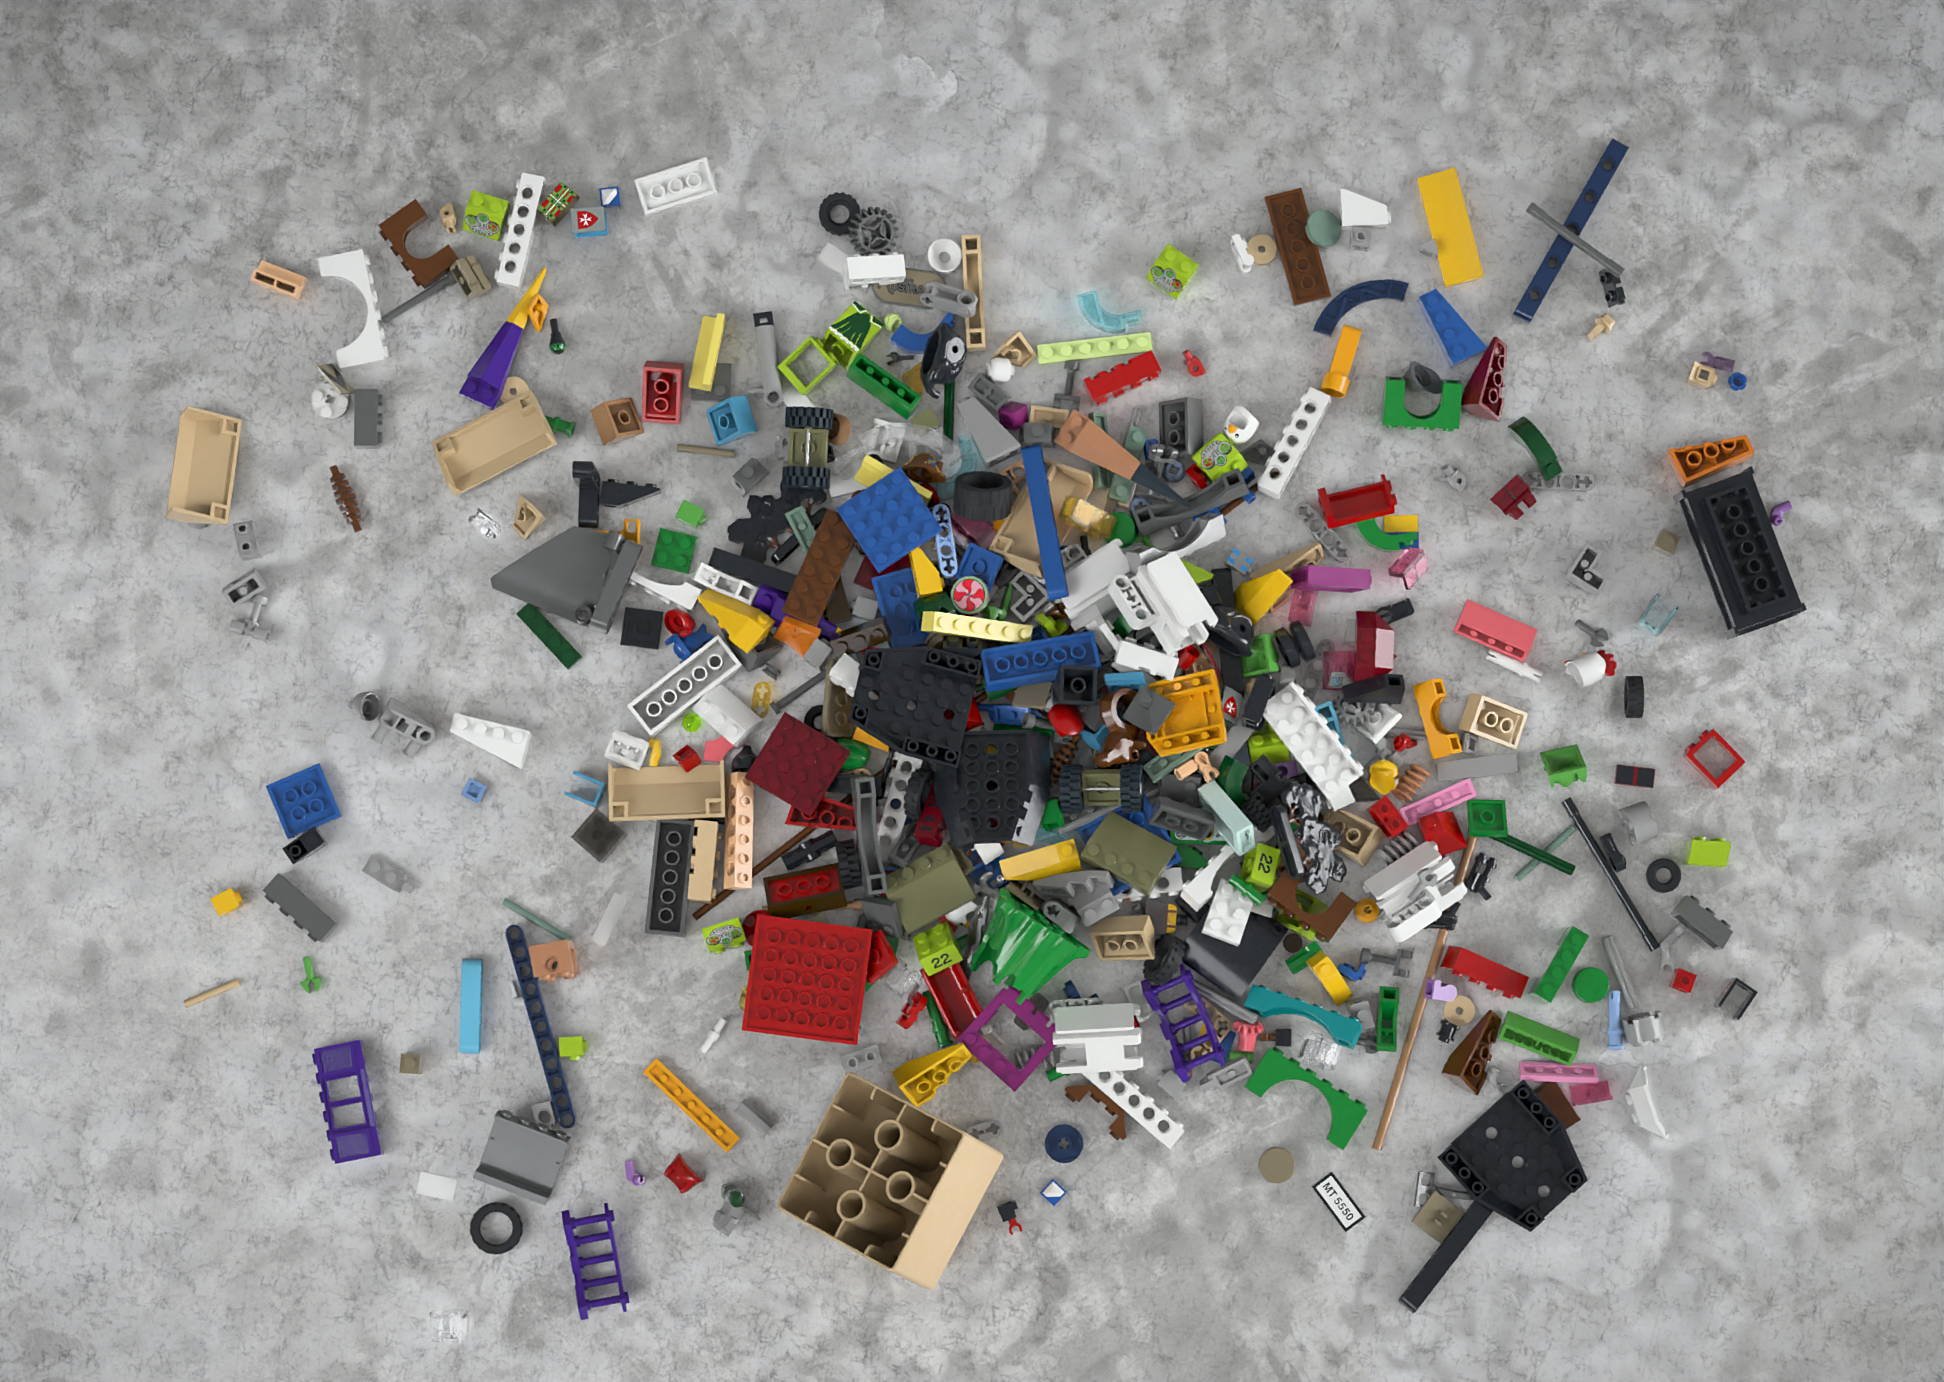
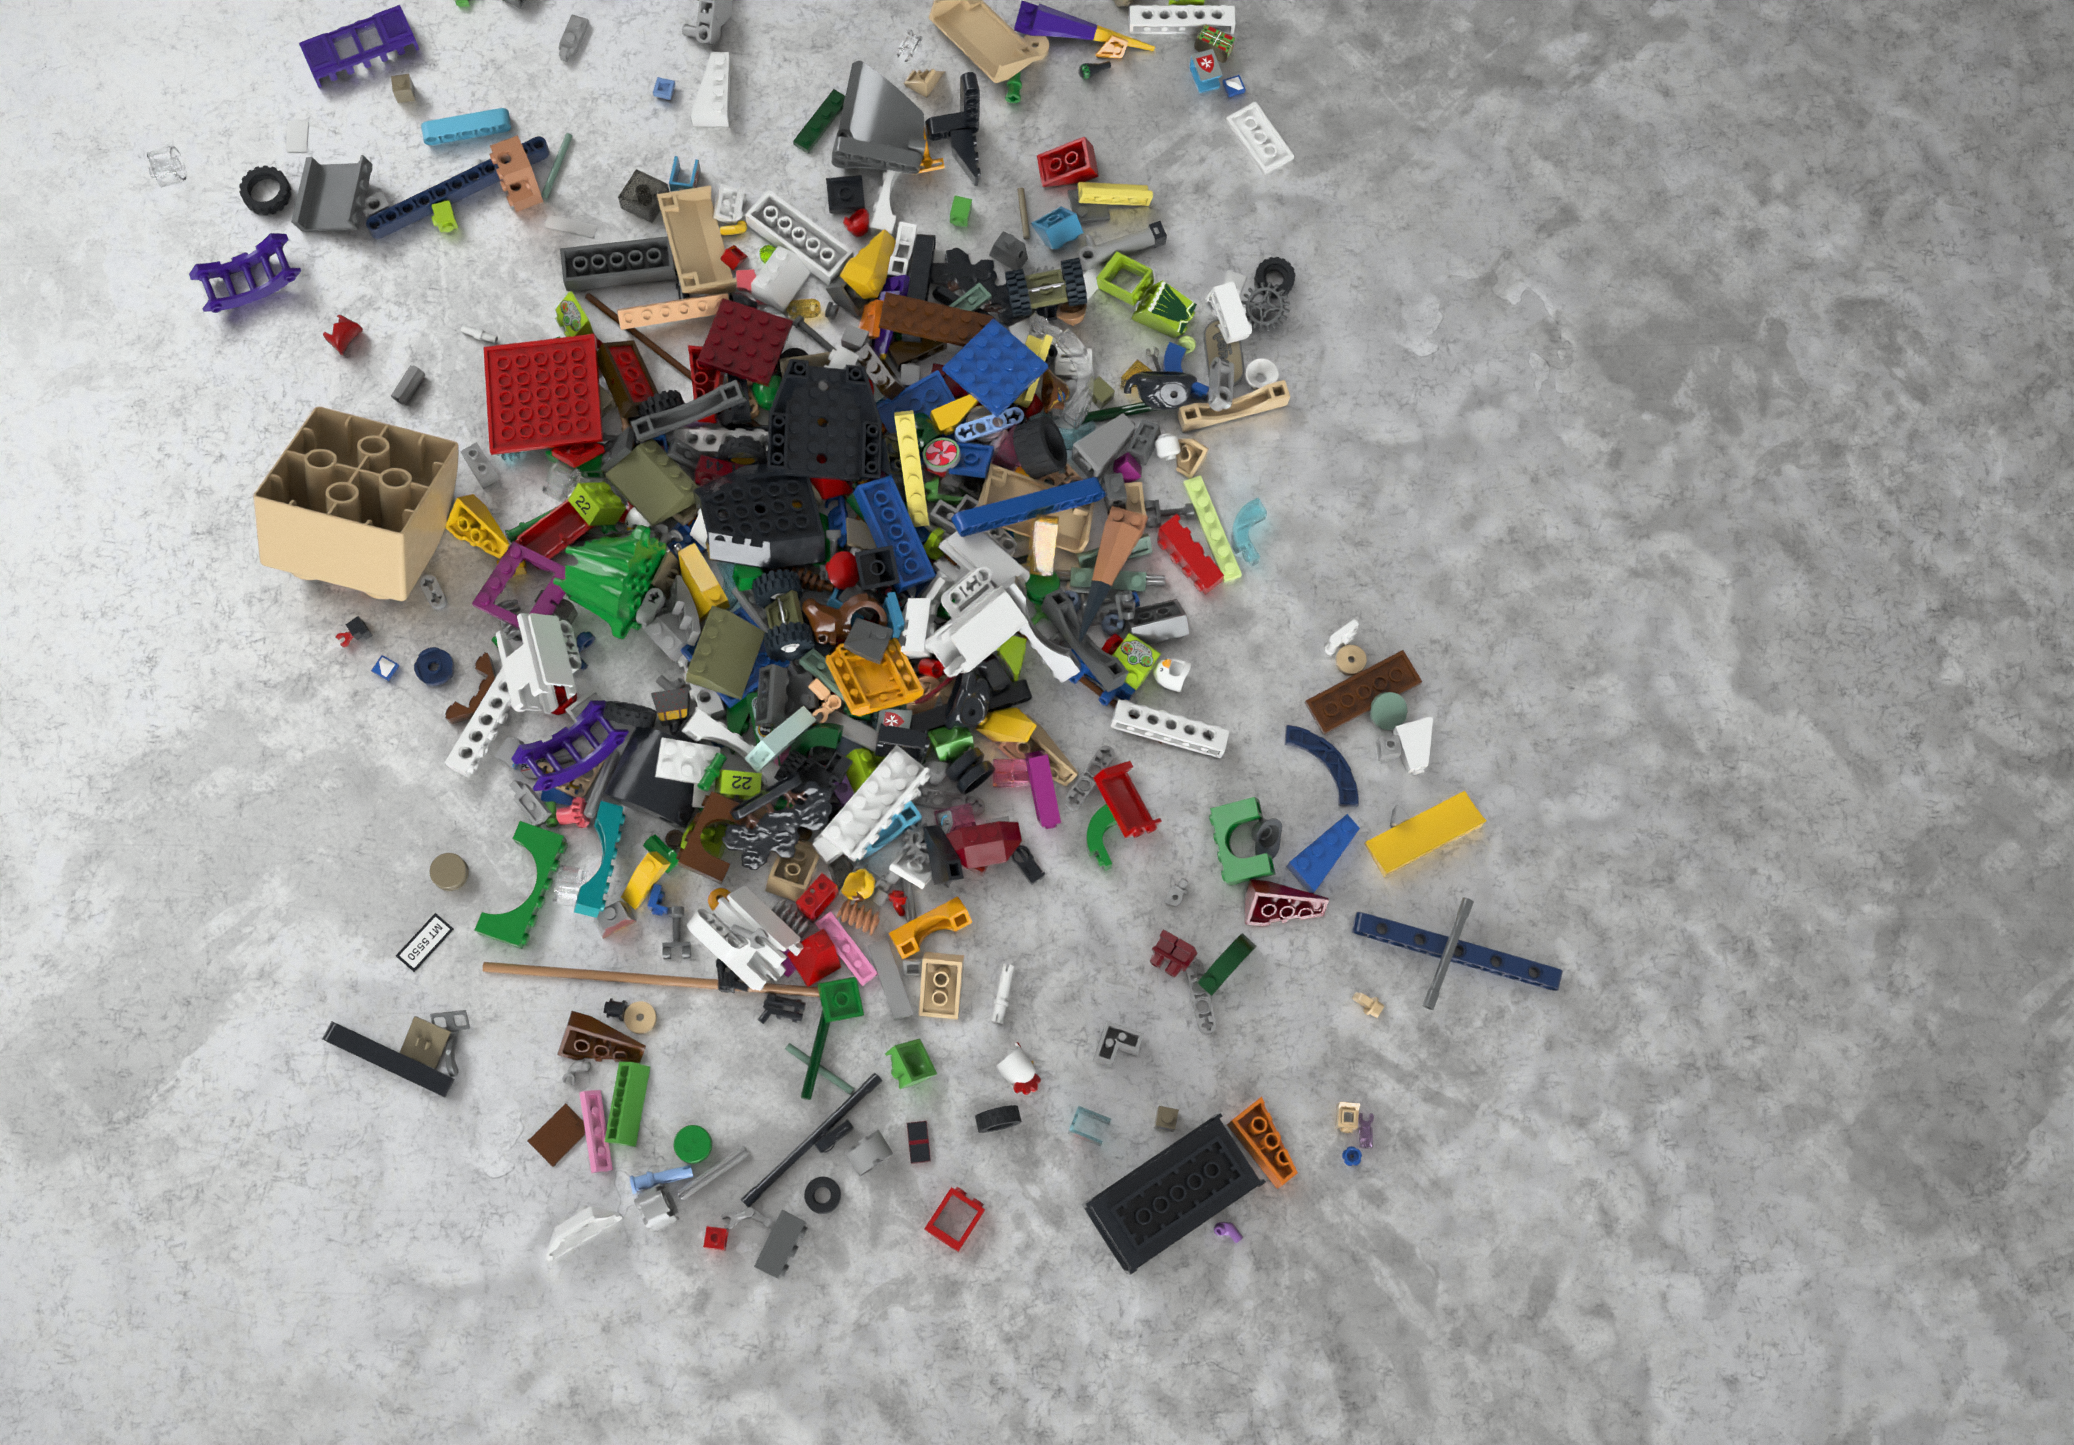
camera: 70 degrees right, 10 degrees down
(617, 421) = (1031, 133): medium nougat slope -> none
(632, 1175) = (335, 293): medium lavender arm -> none
(674, 551) = (924, 206): green plate -> none
(688, 645) = (838, 231): blue hair -> none
(691, 1105) = (409, 329): light orange plate -> none
(704, 862) = (639, 287): tan wedge -> none
(732, 1210) = (315, 380): light grey piece -> none
(809, 850) = (670, 377): black piece -> none
(883, 386) = (1123, 347): green brick -> none
(911, 1010) = (534, 497): red plate -> none
(986, 1029) = (533, 574): white hand -> none
(1124, 938) = (644, 673): tan slope -> none
(1172, 271) = (1306, 581): lime slope -> none
(1192, 361) = (1223, 617): red piece -> none
(1240, 562) = (1040, 705): light grey brick -> none
(1258, 452) = (1152, 697): dark grey piece -> none
(1281, 1038) = (578, 848): black piece -> none
(1336, 381) = (1243, 756): light orange beam -> none
(1369, 1044) = (589, 934): dark grey bar -> none
(1387, 1019) = (615, 946): green arch -> none
(1400, 525) = (1118, 854): yellow sticker -> none
(1409, 566) = (1075, 867): clear pink panel -> none
(1439, 991) = (653, 991): leg -> none
(1484, 971) = (682, 1033): red wedge -> none
(1495, 630) = (1033, 966): coral brick -> none
(1524, 1130) = (487, 1078): black wedge -> none
(1569, 948) = (687, 1096): green arch -> none
(1590, 1093) = (580, 1170): clear pink panel -> none
(1592, 633) = (1055, 1066): dark grey bar -> none
(1613, 294) = (1405, 1008): black hinge -> none
(1707, 853) = (853, 1232): lime slope -> none
(1735, 981) = (723, 1304): black piece -> none

